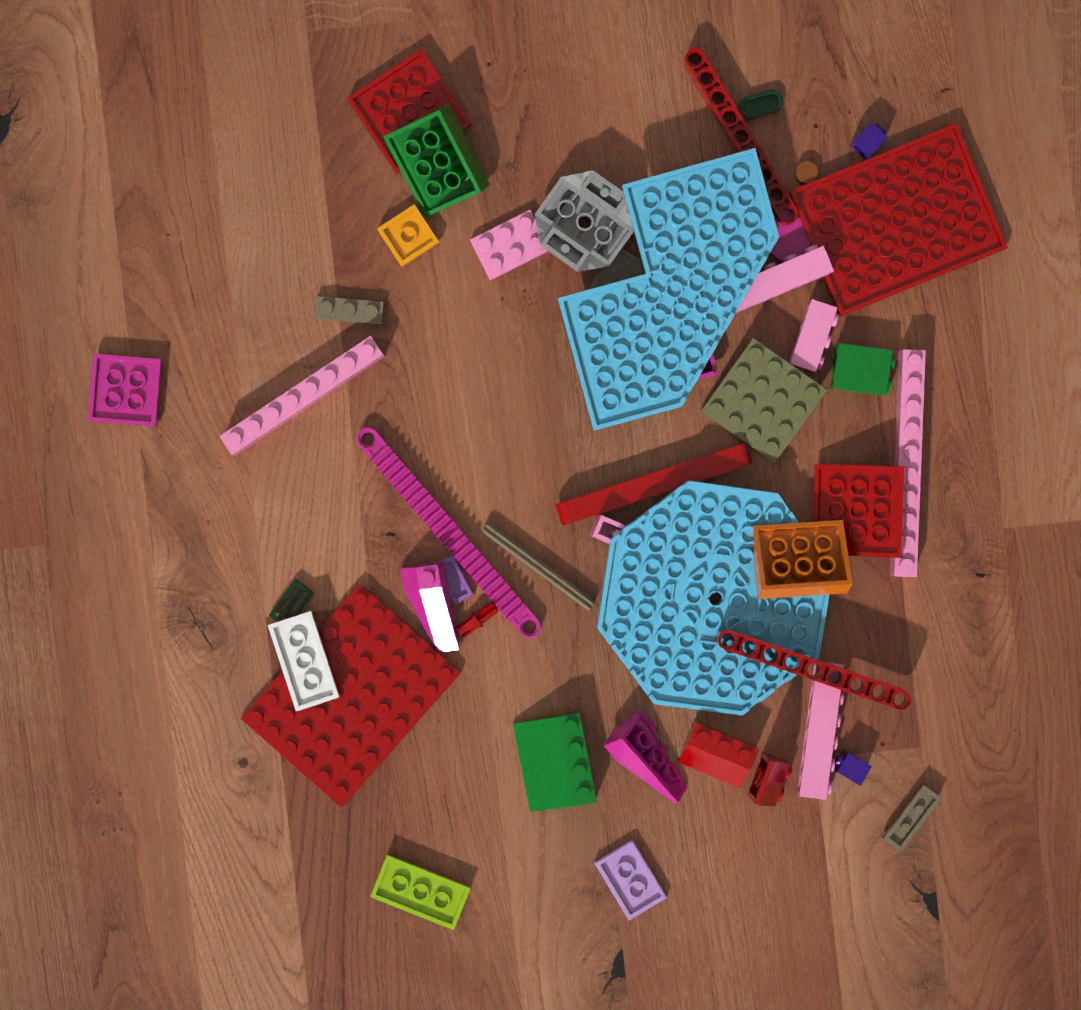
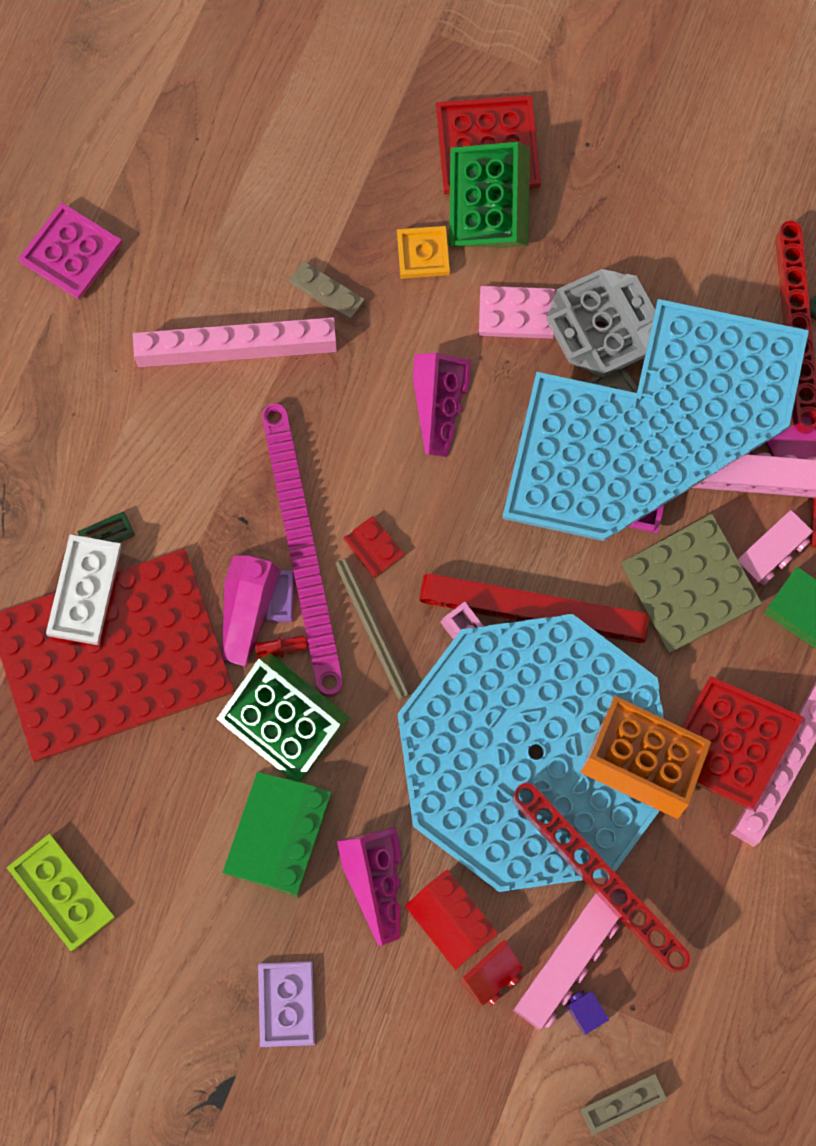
camera: 25 degrees right, 15 degrees down
(485, 348) = (438, 390): none -> dark pink wedge
(503, 501) = (374, 547): none -> red plate
(510, 673) = (283, 717): none -> green slope

